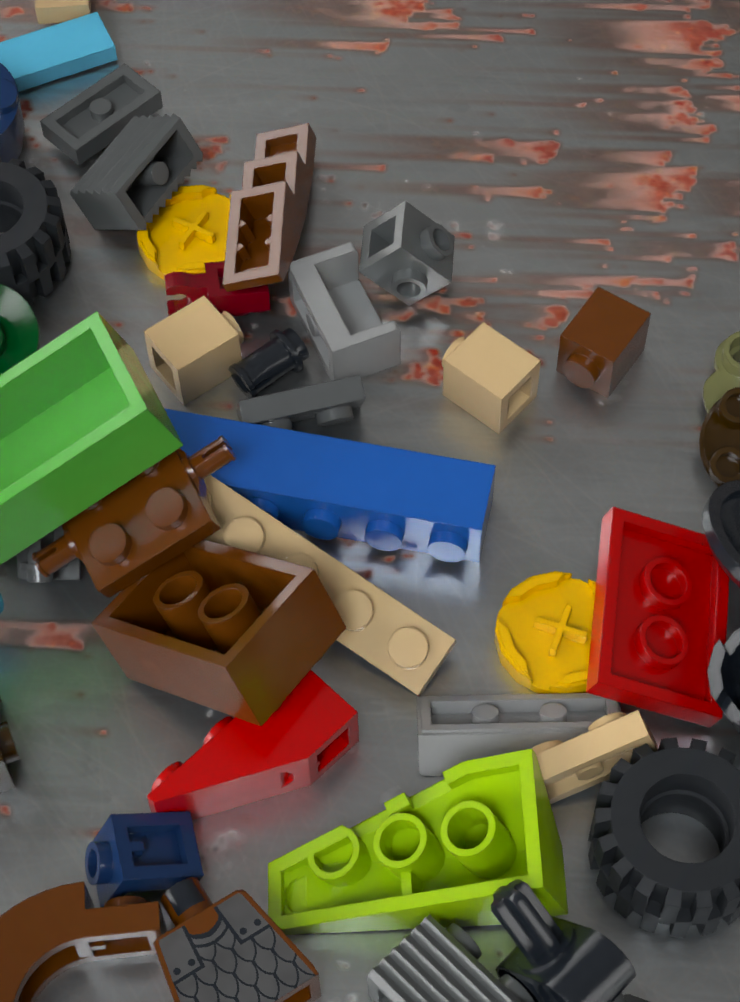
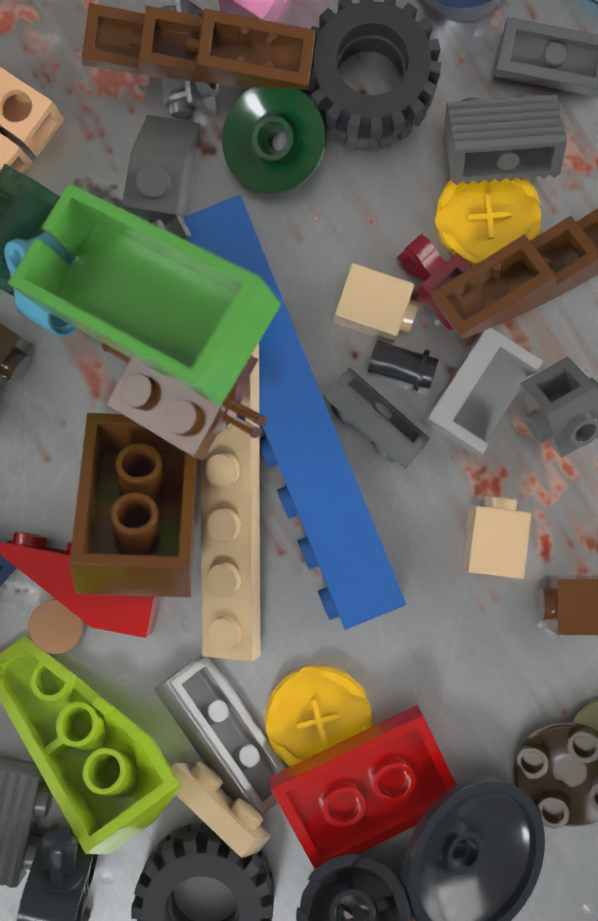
camera: 60 degrees right, 30 degrees up
(281, 820) = (55, 627): none -> medium nougat tile

